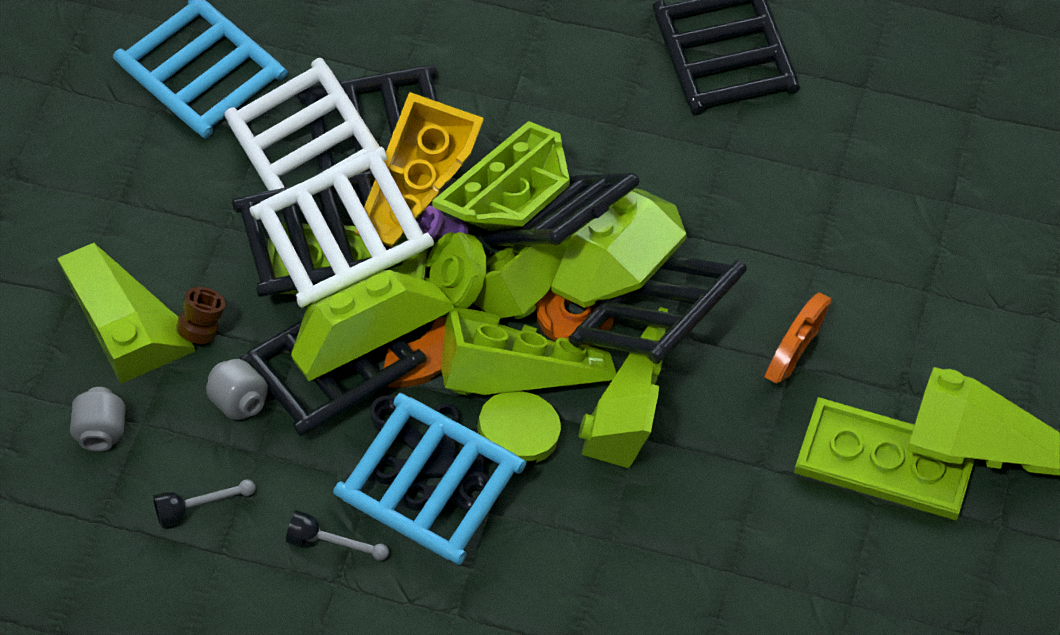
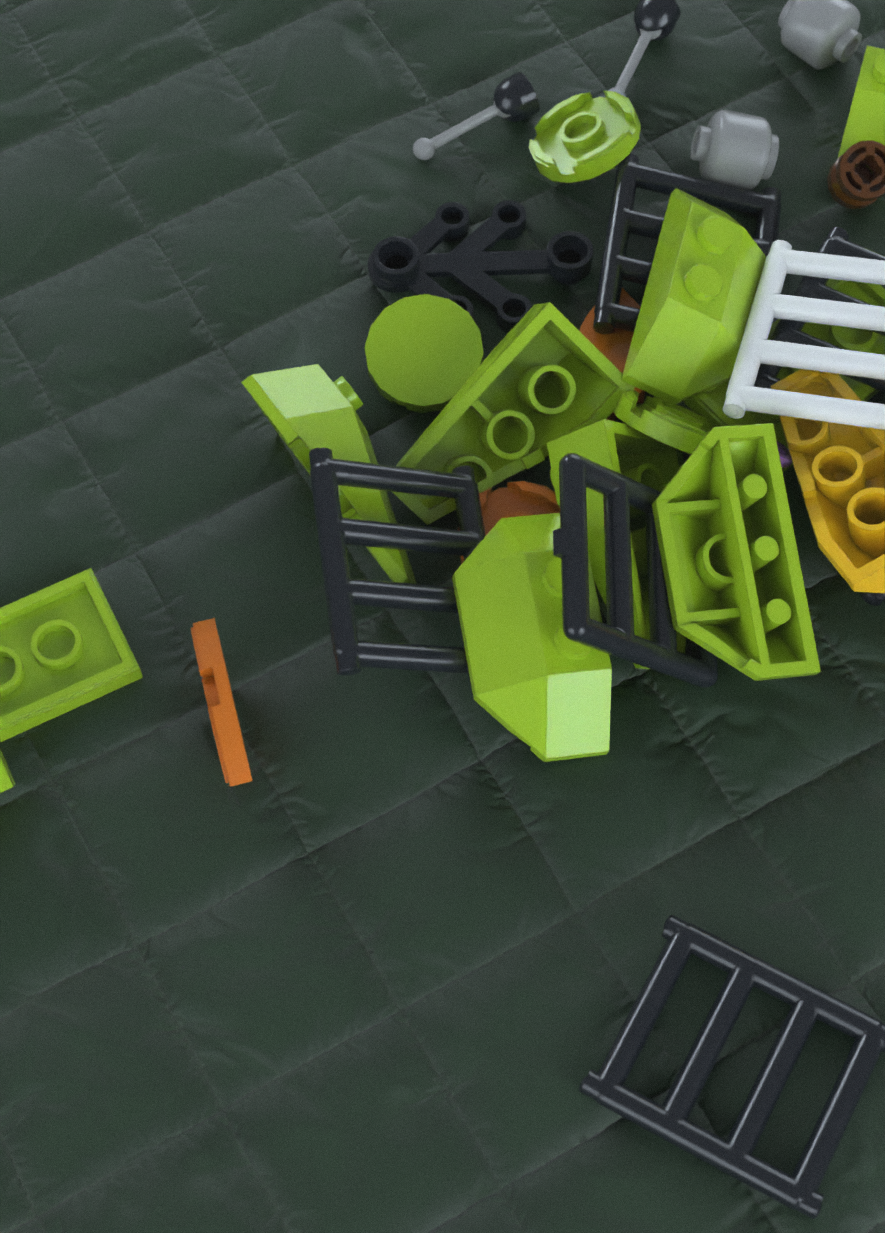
camera: 135 degrees right, 5 degrees up
(300, 465) = (585, 137): none -> lime tile
(419, 528) = (431, 267): medium azure bar -> none

